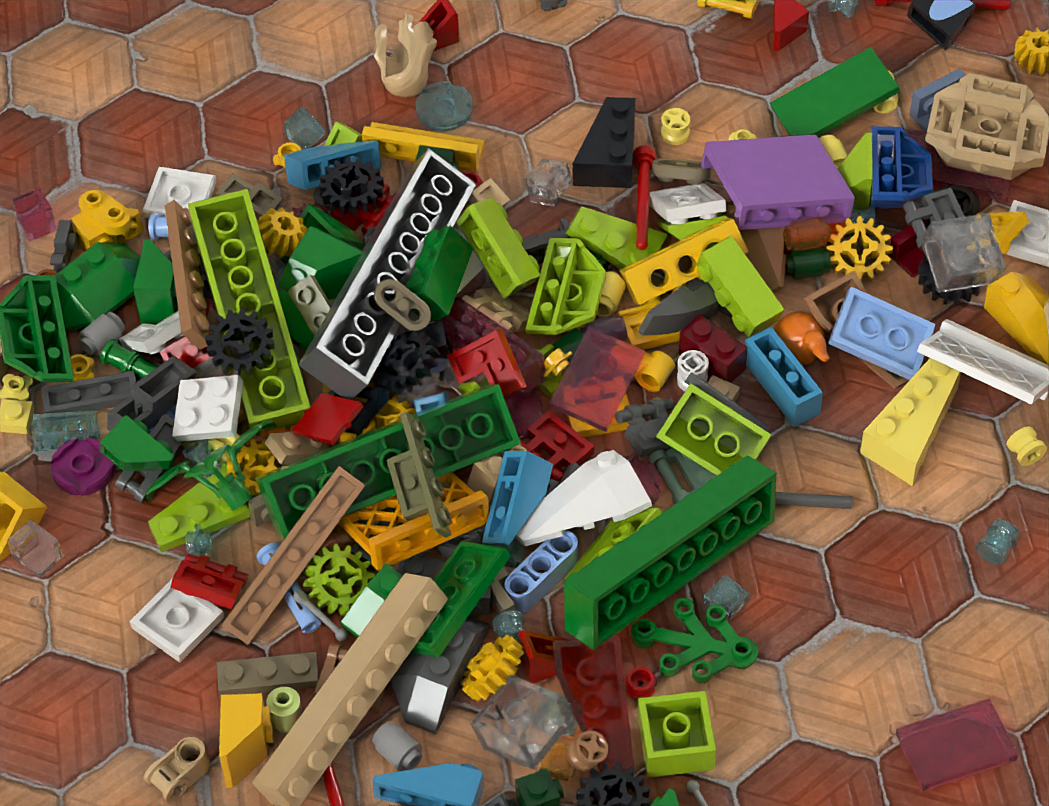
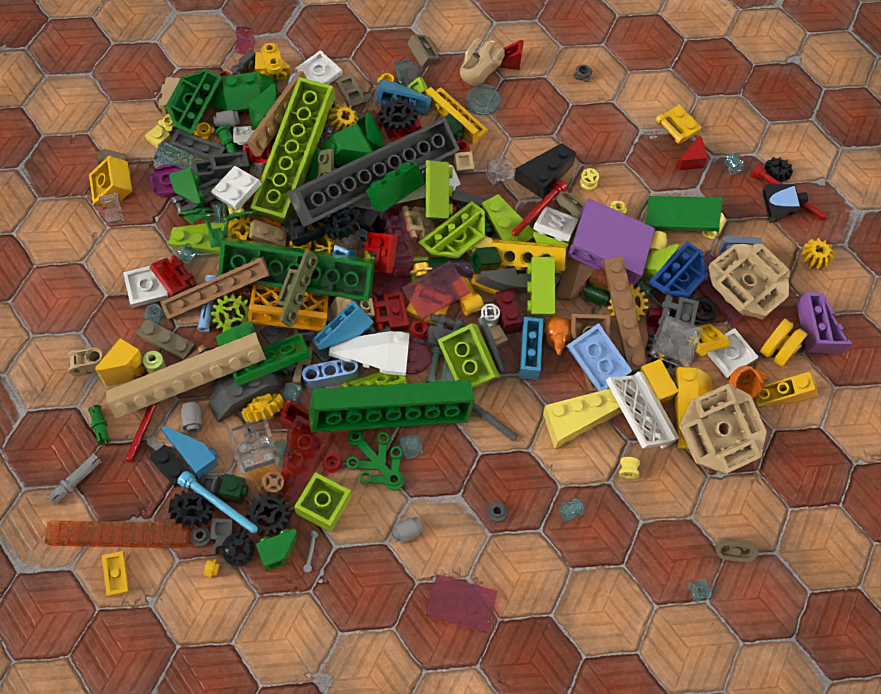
camera: 30 degrees right, 10 degrees up
(219, 641) = (154, 308): none -> clear light blue plate
(251, 338) = (273, 170): black gear -> none
(303, 88) = (423, 50): none -> dark tan slope
(317, 128) = (410, 74): none -> dark grey plate
(327, 418) = (284, 228): red piece -> none
(340, 633) = (206, 311): light grey hinge -> none
(402, 304) = (357, 193): dark tan plate -> none
(614, 439) = (419, 325): none -> red plate
(632, 300) = (485, 259): none -> dark green panel
(812, 699) = (407, 530): none -> light grey brick
(866, 255) = (624, 312): none -> medium nougat plate
(903, 612) = (496, 517): none -> dark grey plate
(977, 316) = (660, 380): none -> yellow hinge

